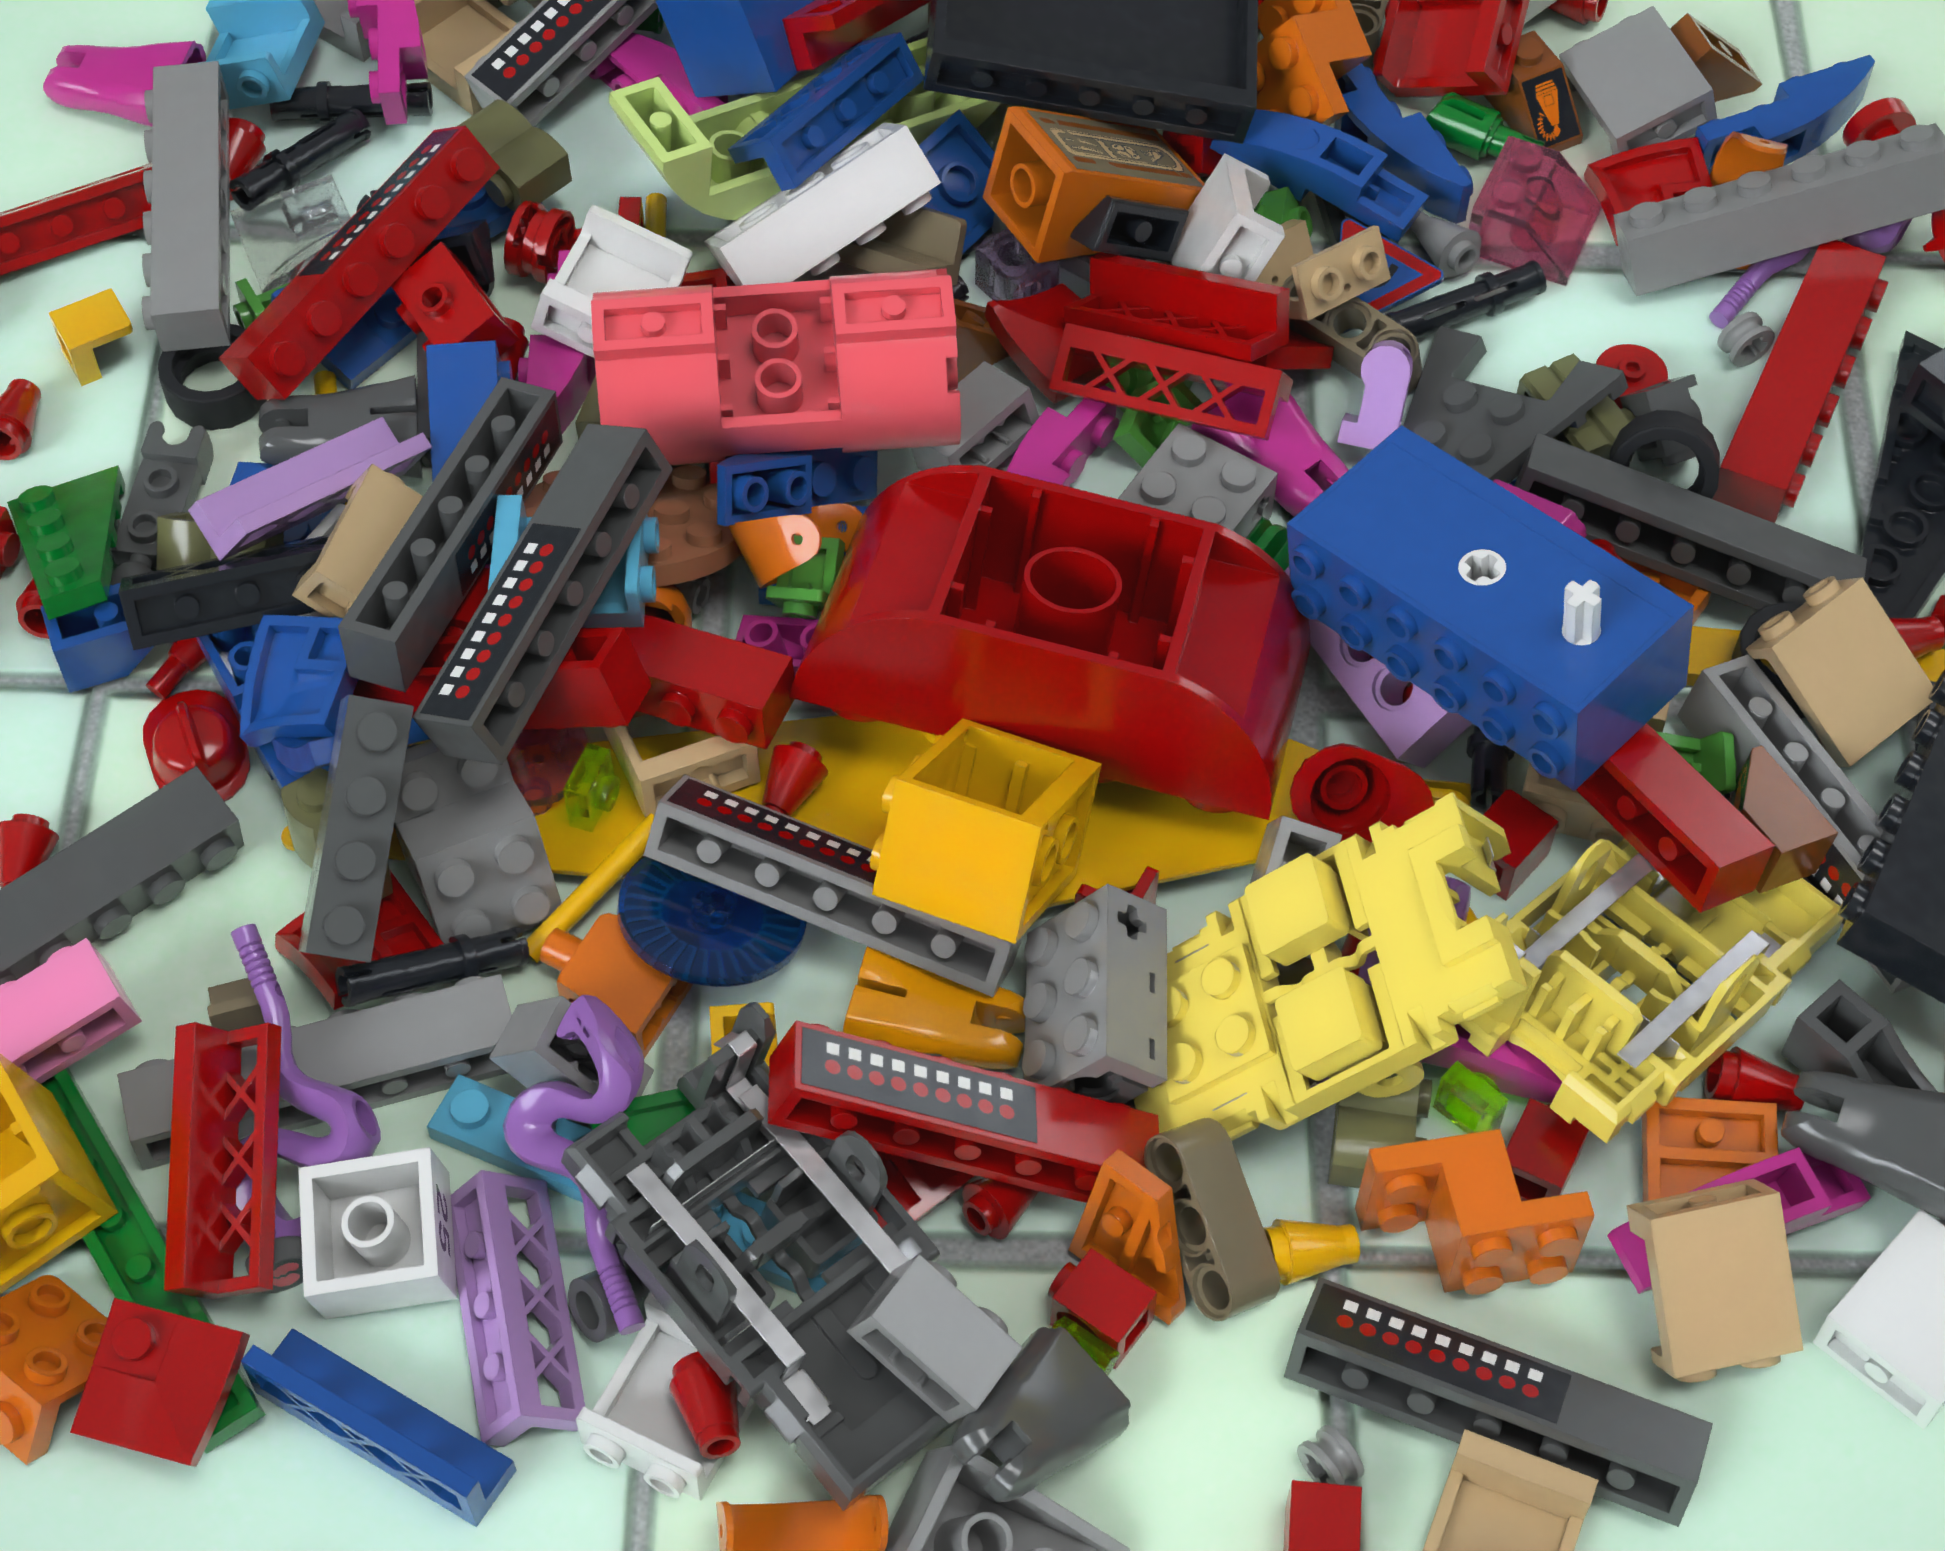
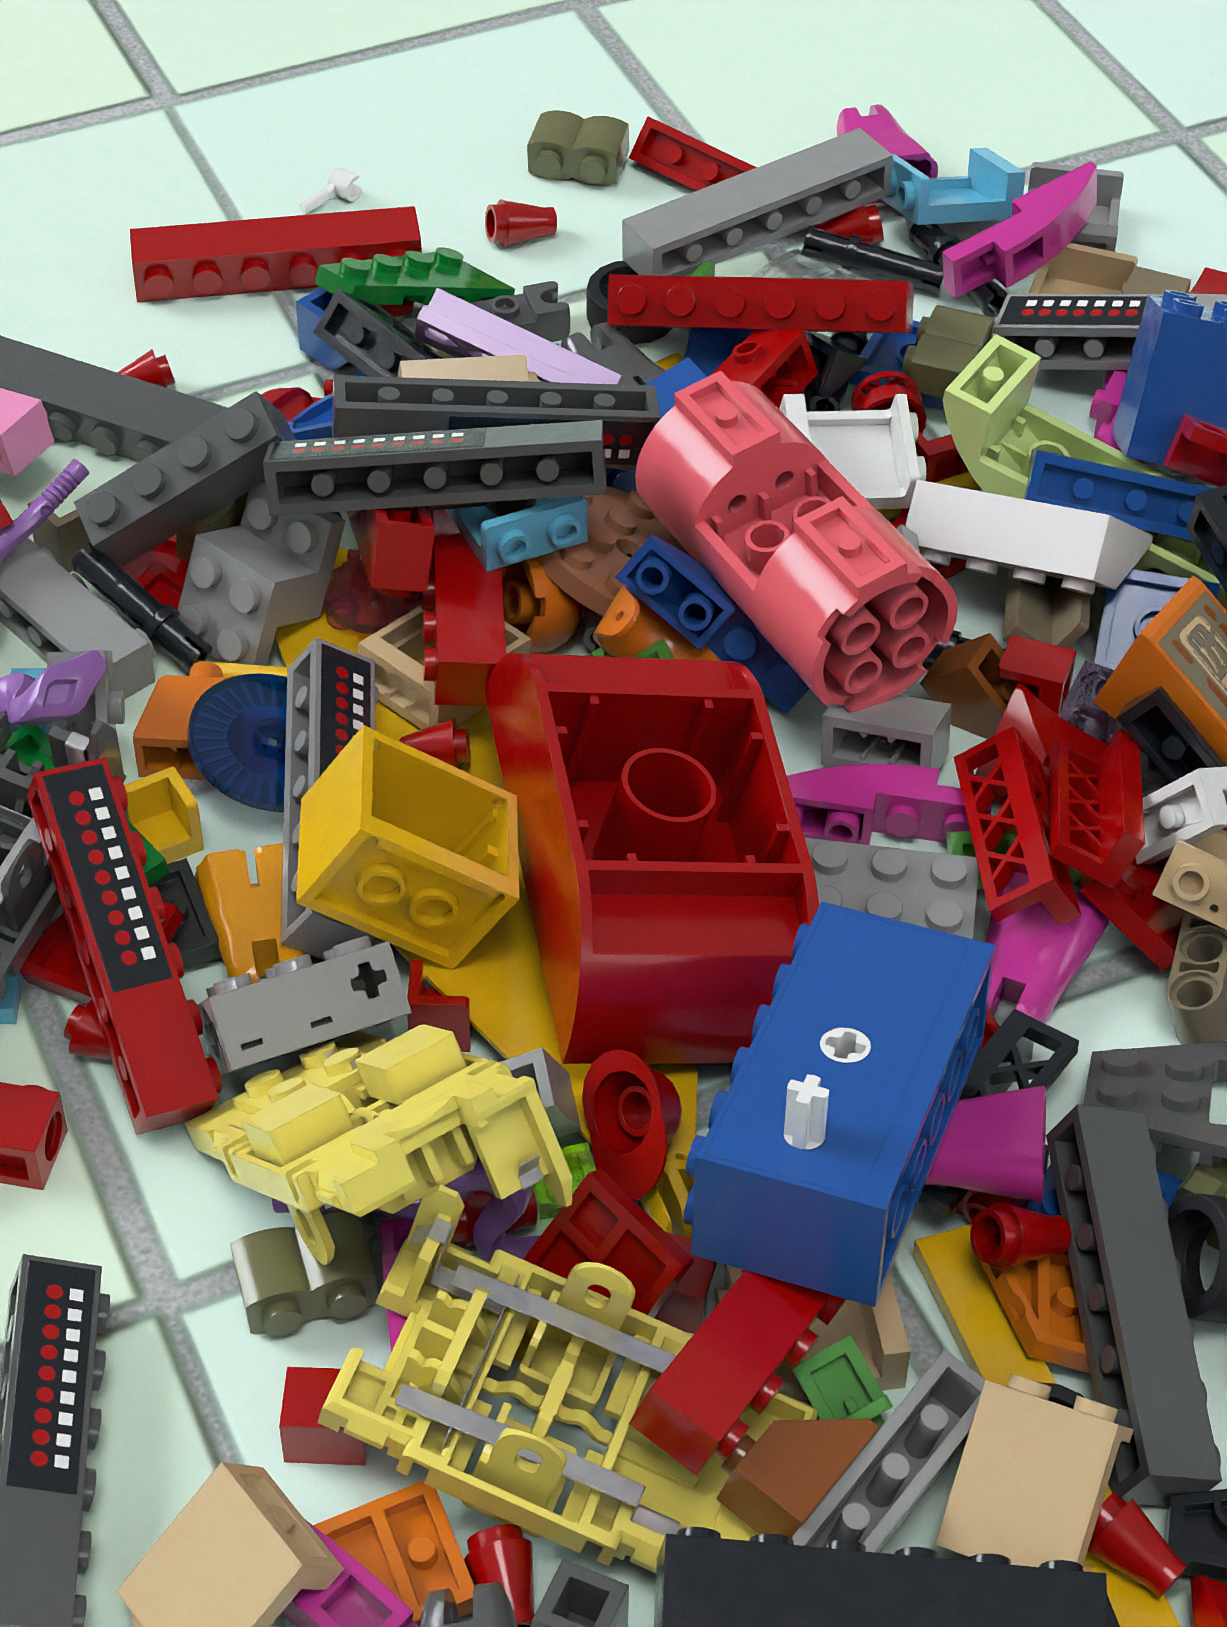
camera: 65 degrees right, 10 degrees down
(87, 326) = (605, 221): yellow panel -> none
(591, 788) = (354, 623): clear neon green plate -> none
(981, 278) = (1041, 666): none -> red panel
(1135, 1227) = (92, 1123): orange wing -> none
(1216, 1219) = (124, 1166): dark tan beam -> none
(1310, 1248) = (145, 1262): yellow cone -> none
(1386, 379) = (1131, 1003): lavender leg -> none
(1470, 1100) = (363, 1330): clear neon green plate -> none
(1473, 1212) = (217, 1357): orange bracket -> none
(1538, 857) = (615, 1232): none -> red plate

